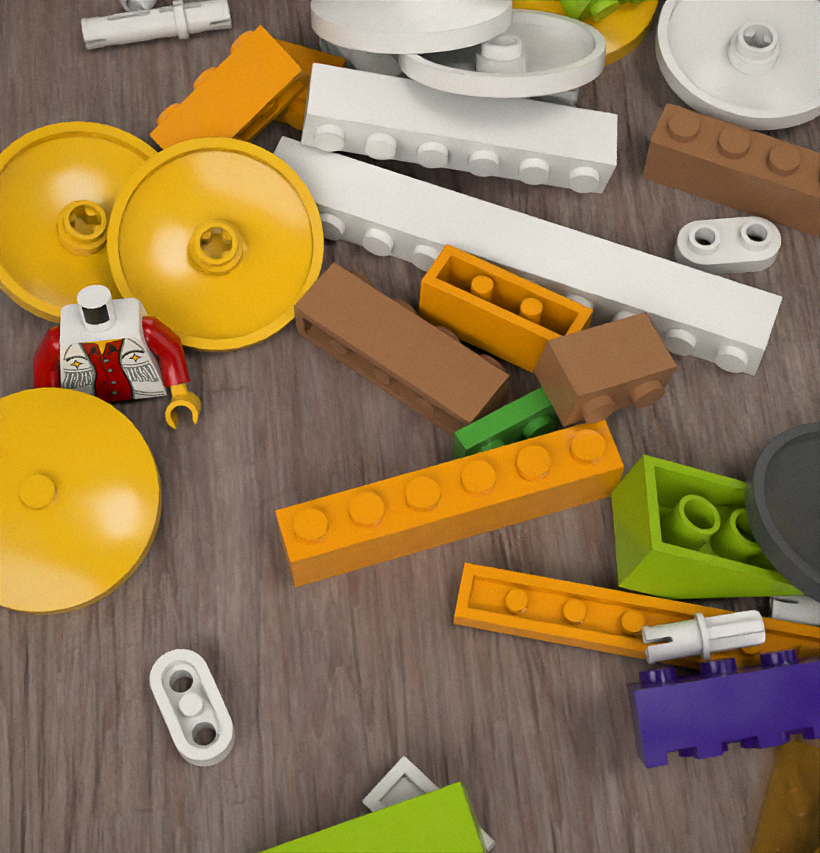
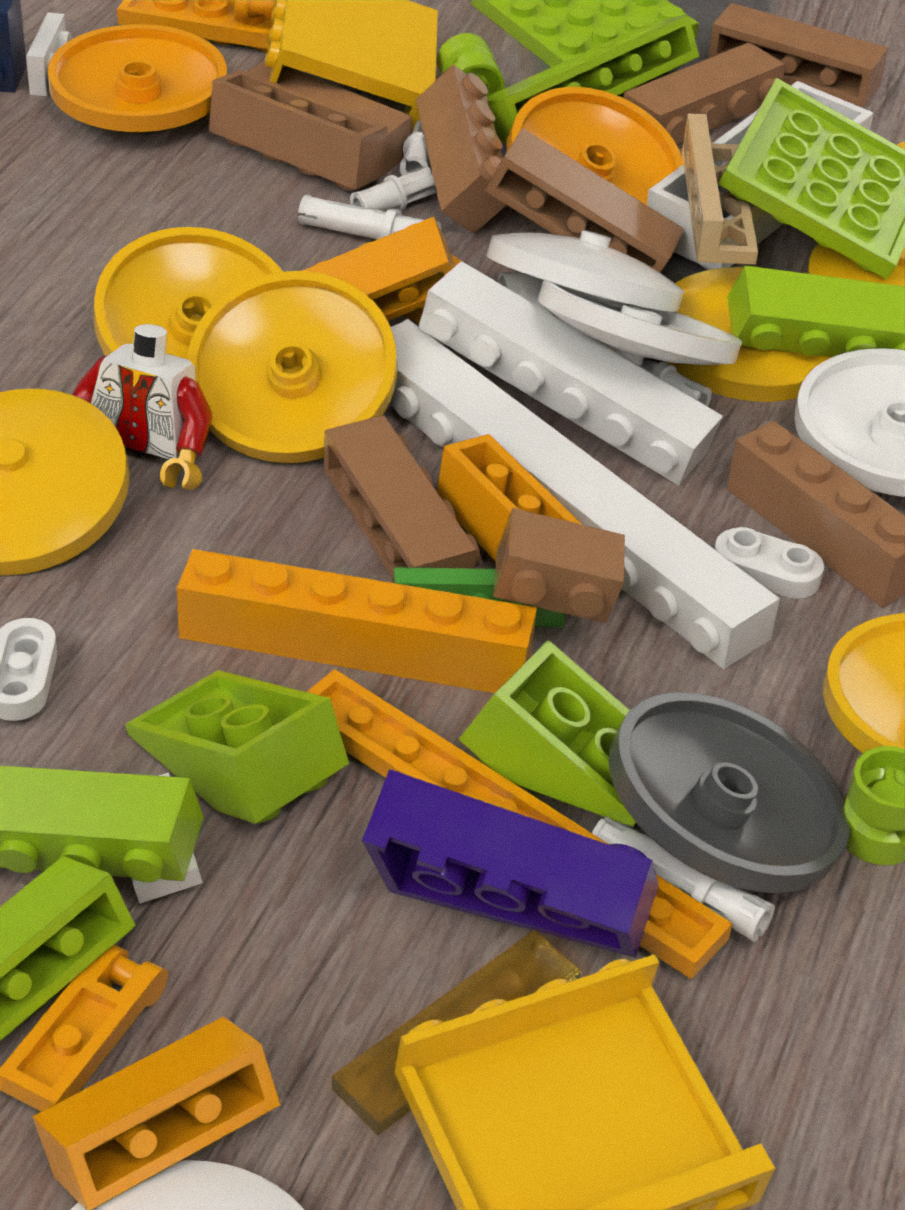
camera: 25 degrees right, 20 degrees down
(432, 681) = (244, 742): none -> lime slope
(703, 635) = (507, 795): white axle -> none

